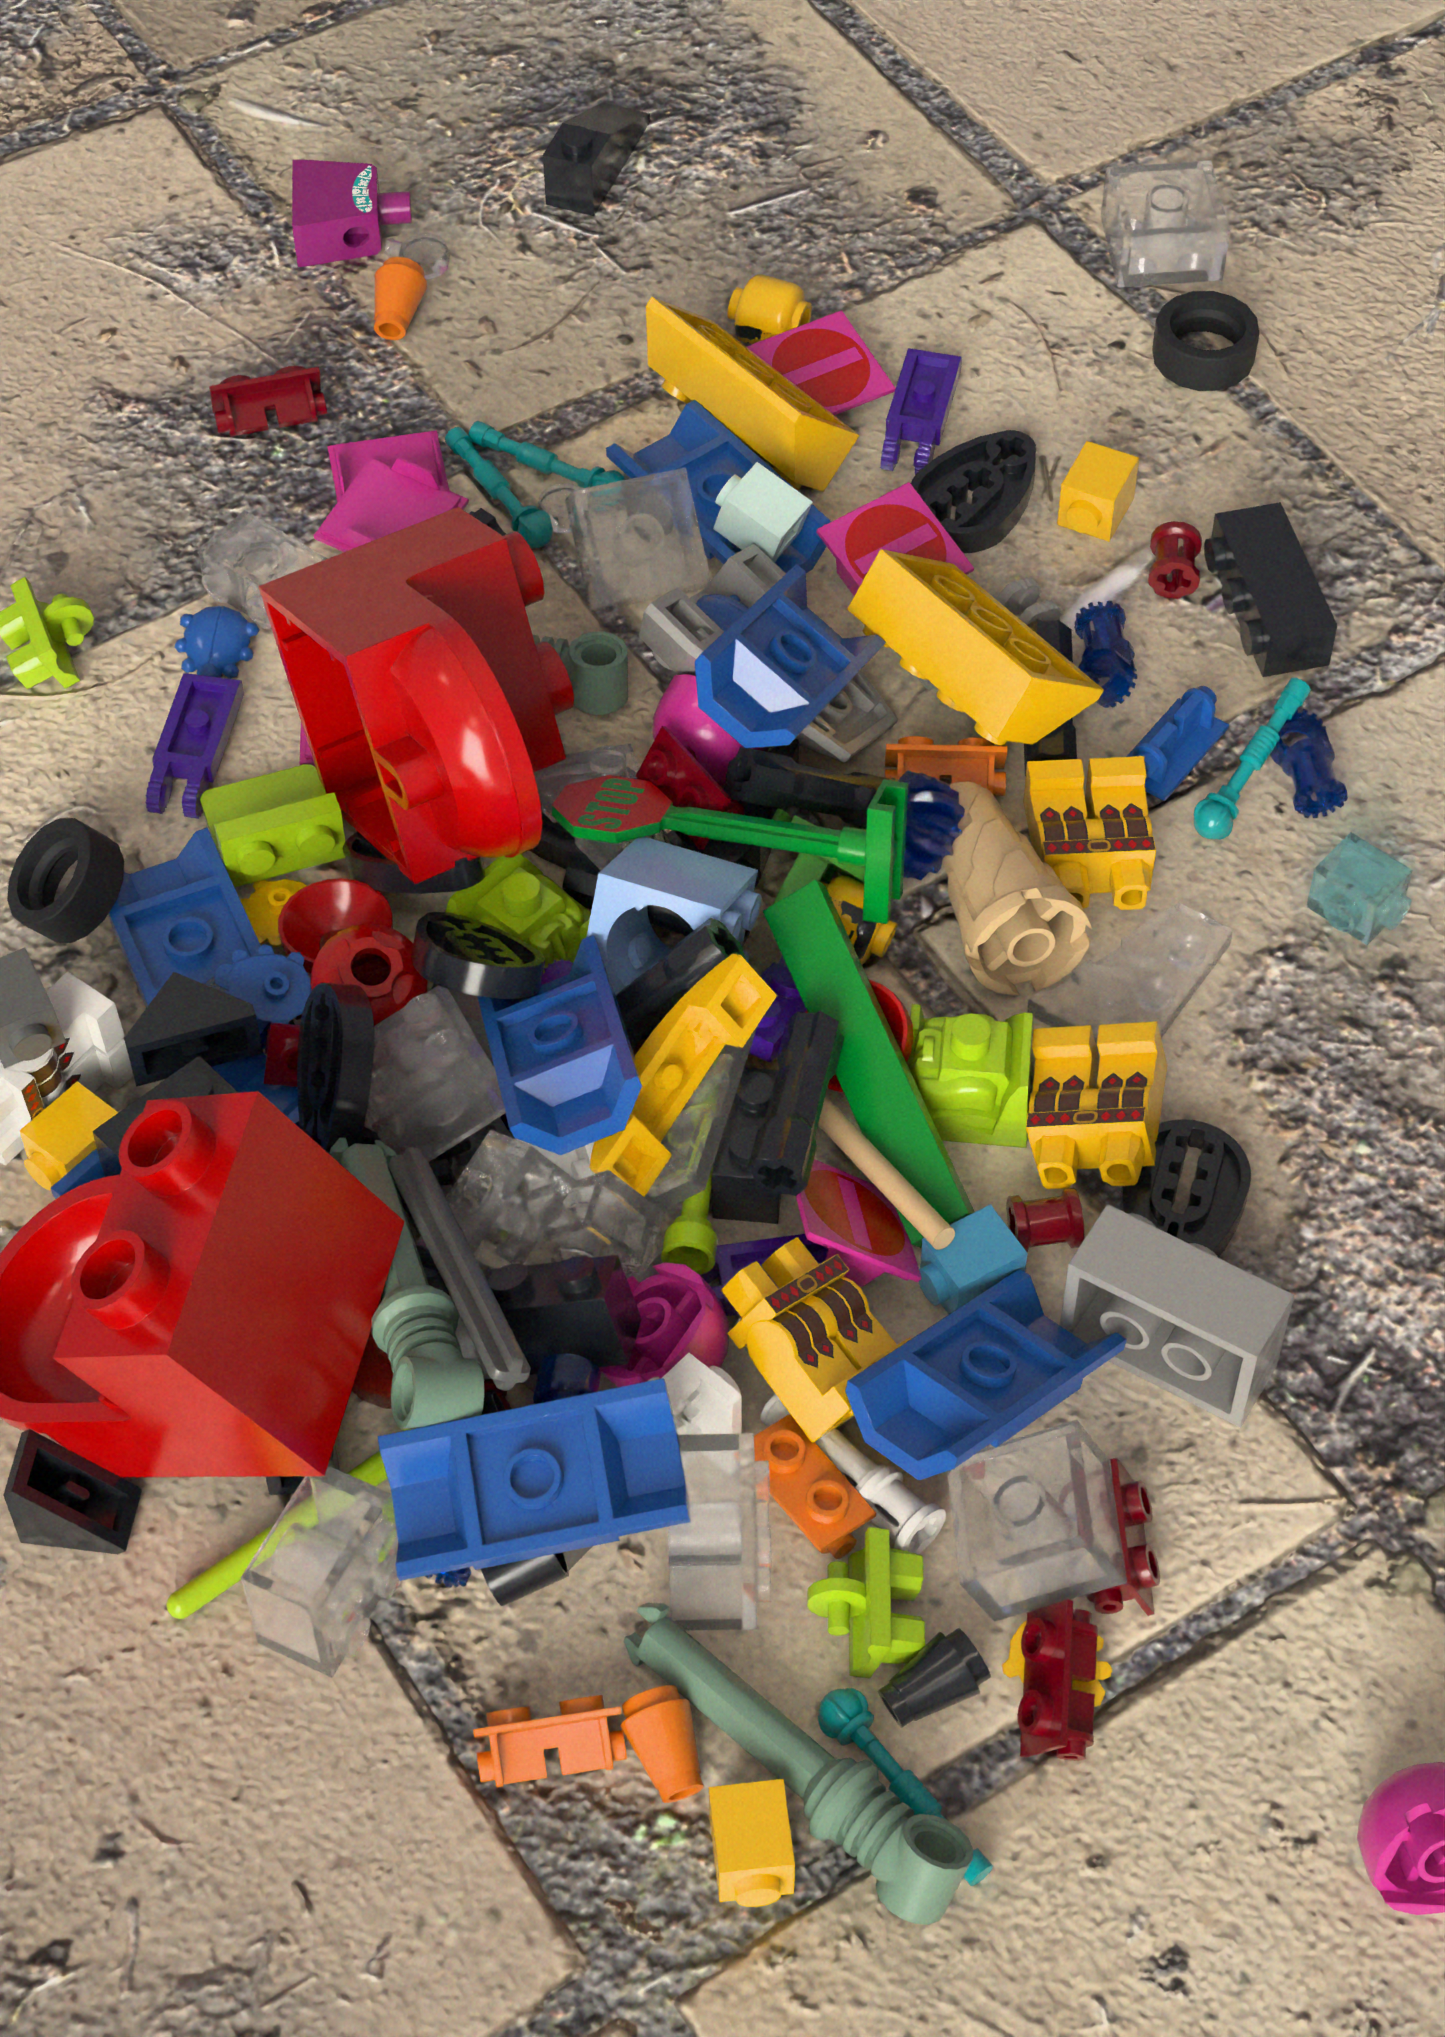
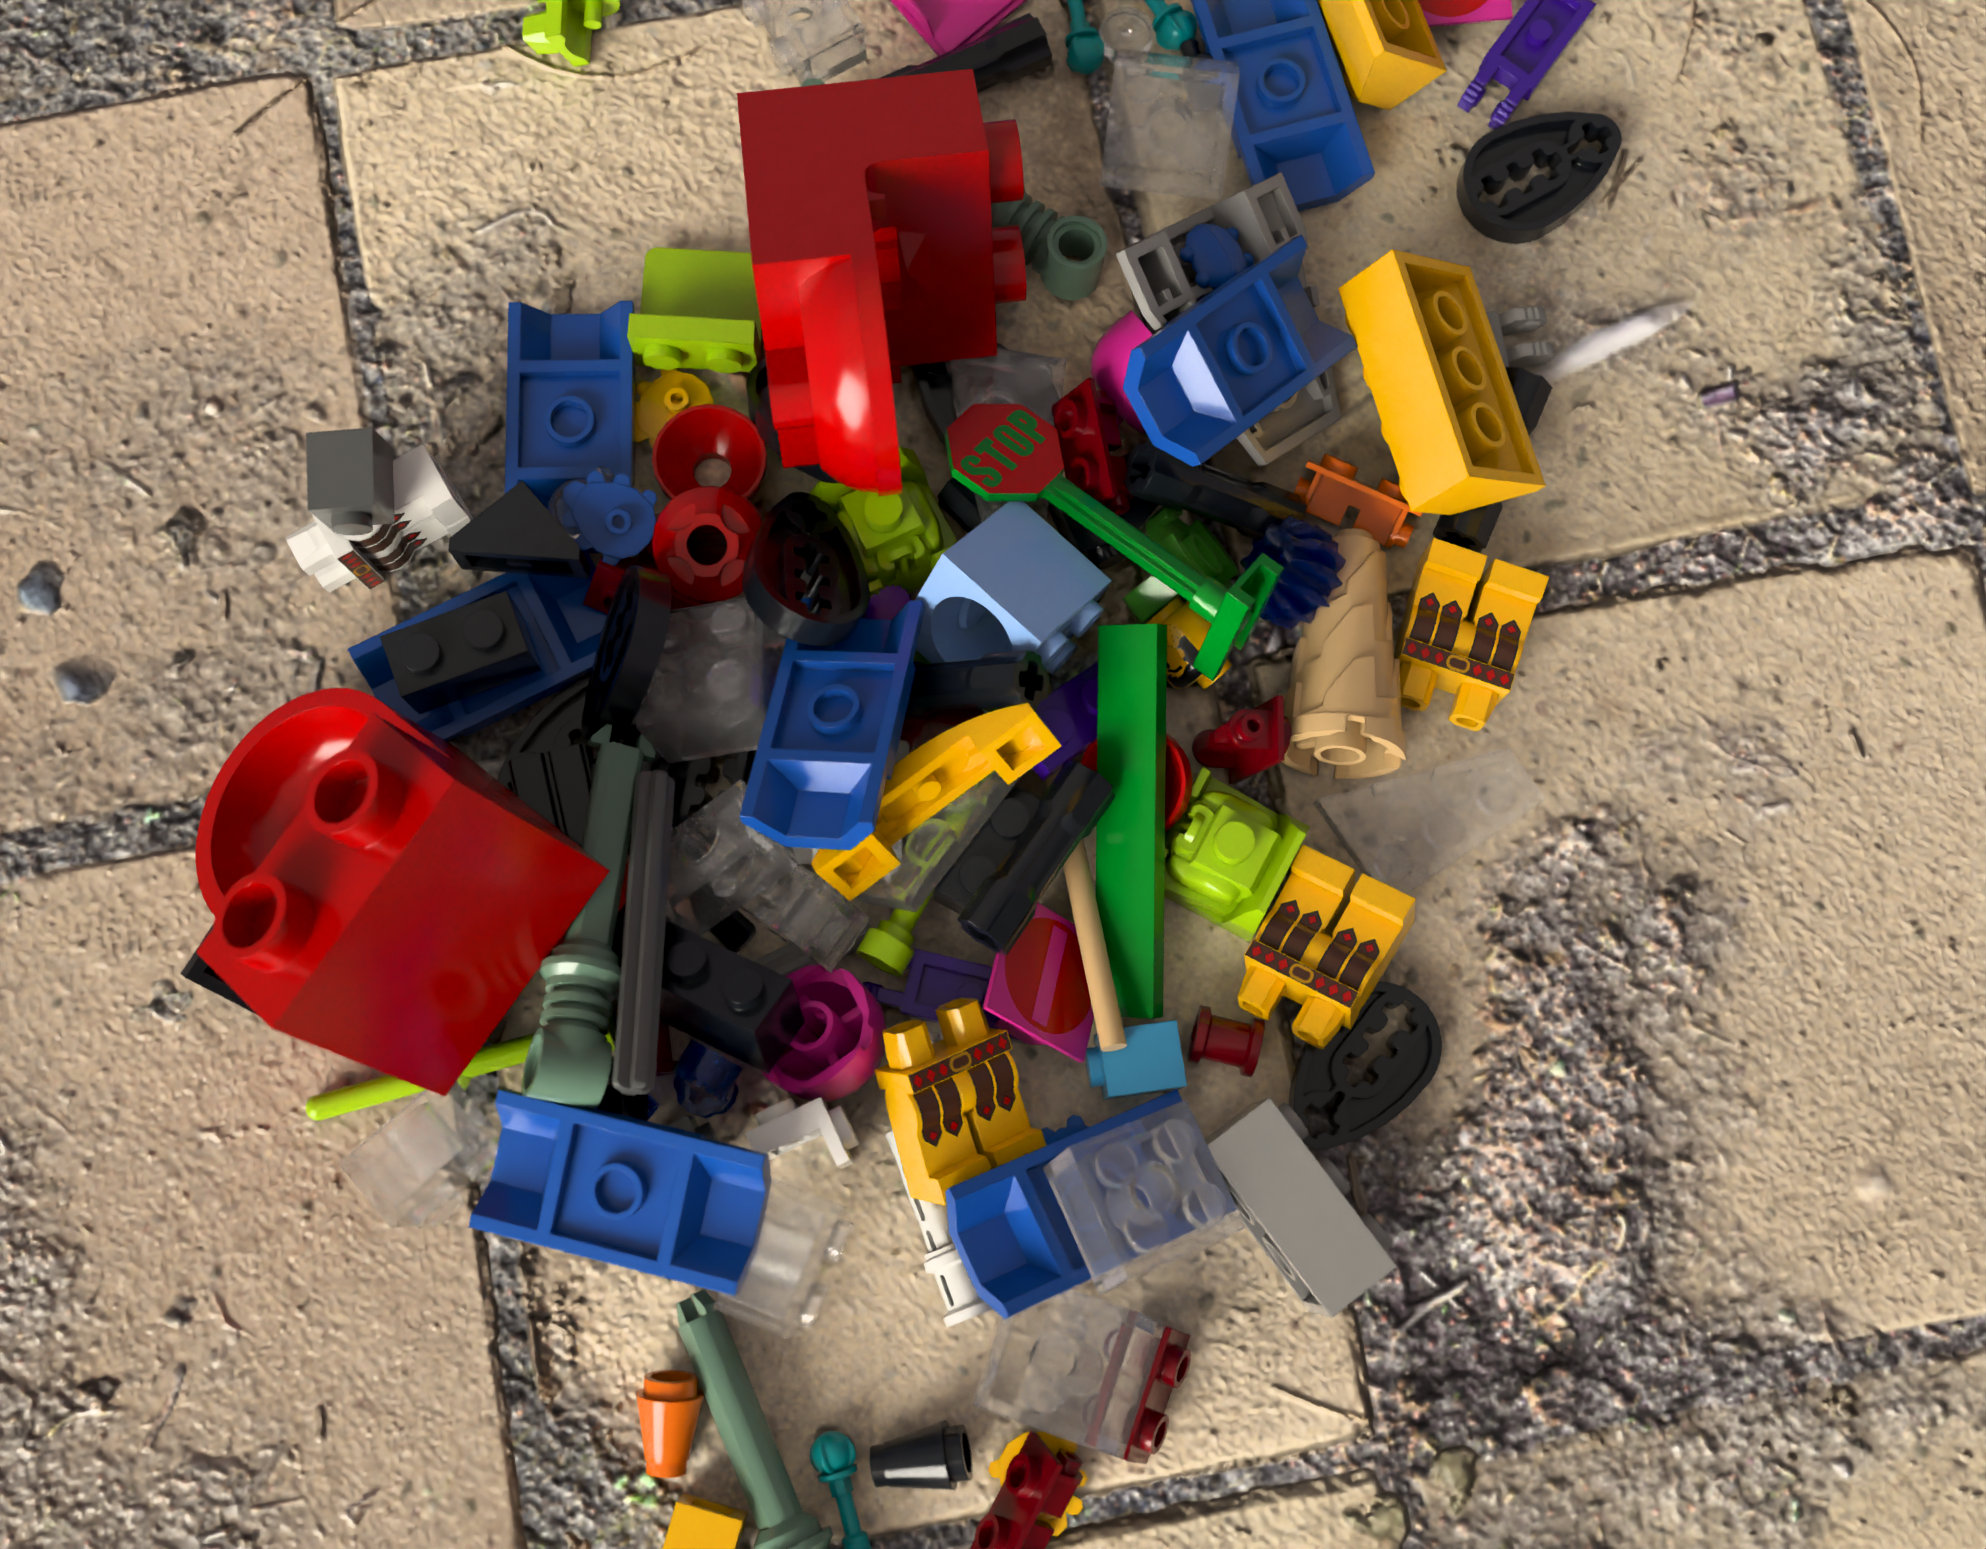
camera: 15 degrees right, 25 degrees up
(63, 1134) = (386, 594): yellow brick -> none
(88, 894) = (502, 326): black tyre -> none
(193, 740) = (665, 182): dark purple hinge -> none
(215, 641) = (729, 65): blue piece -> none
(520, 1742) = (544, 1363): orange hinge -> none
(761, 511) = (1302, 138): light aqua brick -> none
(811, 1488) = (888, 1231): orange hinge -> none
(859, 1603) = (890, 1395): lime hips -> none
(893, 523) = (1424, 211): piece -> none
(941, 963) = (1246, 743): none -> dark red hinge
(1032, 1327) = (1143, 1196): none -> clear brick
(1097, 491) = (1656, 226): yellow brick -> none
(1106, 651) = (1574, 426): clear blue connector -> none
(1174, 559) = (1695, 339): dark red bush -> none
(1179, 741) = (1593, 556): blue hinge -> none
(1205, 313) = (1882, 46): black tyre -> none
(1217, 811) = (1591, 655): teal piece -> none
(1270, 590) = (1772, 413): black brick -> none
(1310, 766) = (1710, 634): clear blue connector -> none
(1360, 889) = (1690, 802): clear light blue brick -> none

